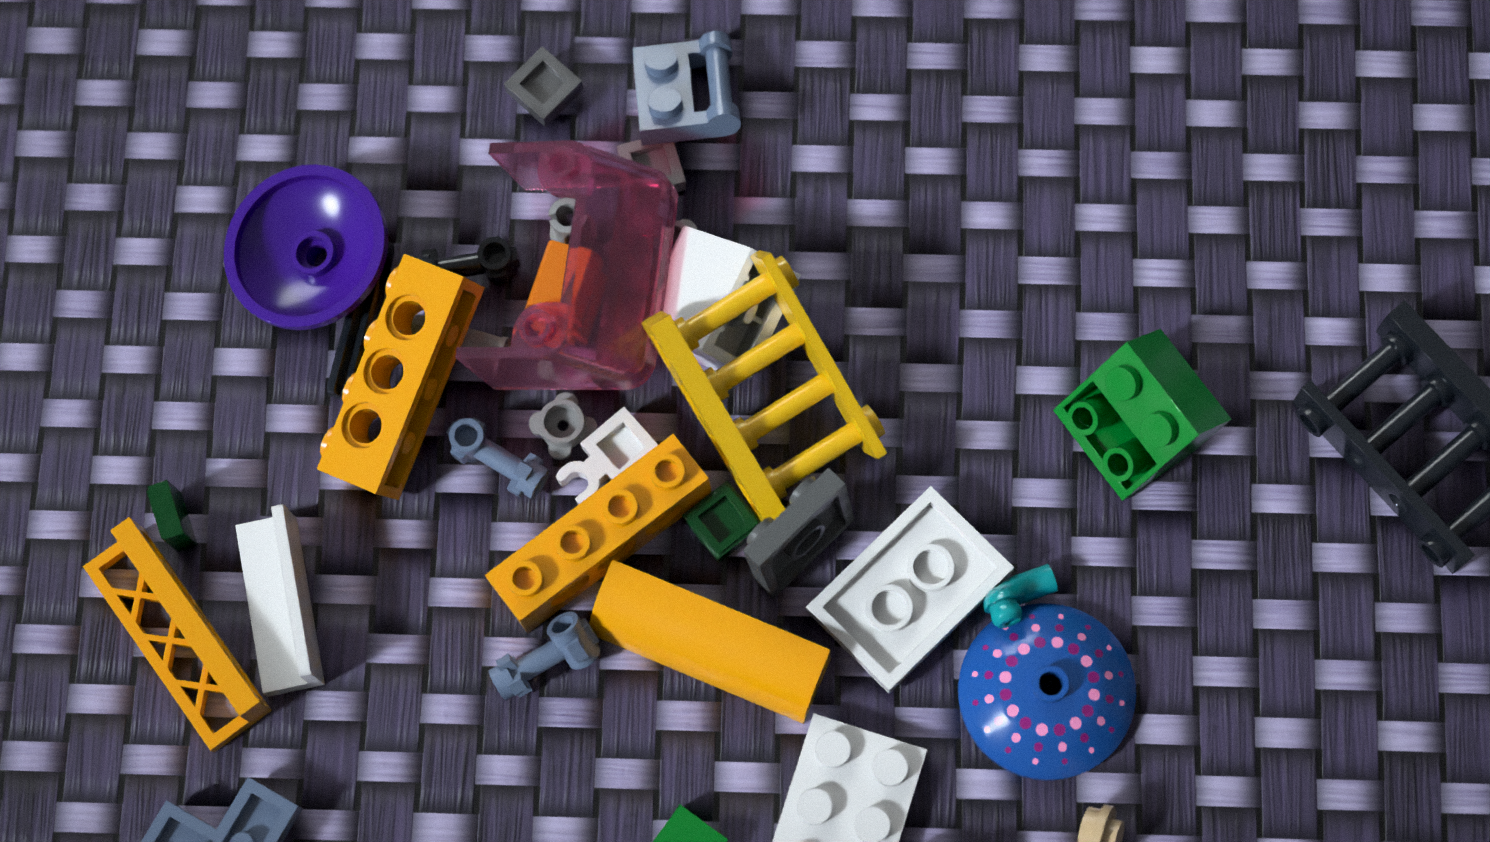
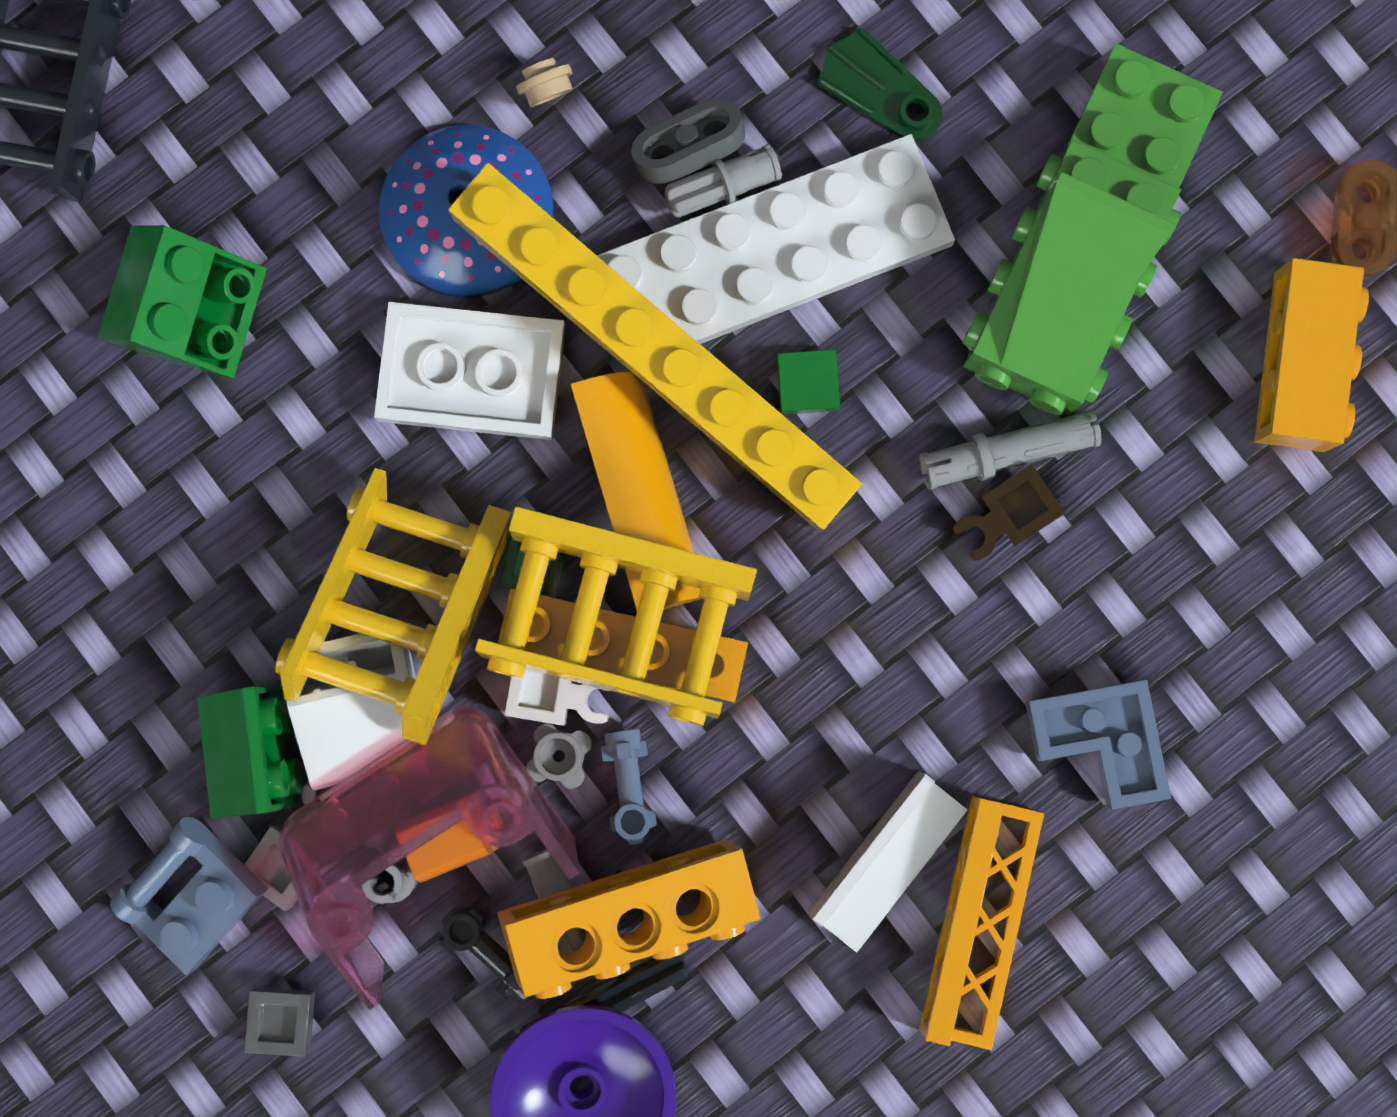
camera: 135 degrees left, 10 degrees up
(171, 516) = (893, 1011): dark green tile -> none
(570, 640) = (790, 623): sand blue bar -> none
(623, 593) = (600, 556): none -> yellow fence
(749, 202) = (248, 752): none -> green slope
(787, 545) = (474, 483): dark grey plate -> none
(801, 733) = (653, 347): none -> yellow brick
(1005, 599) = (402, 289): teal arm -> none

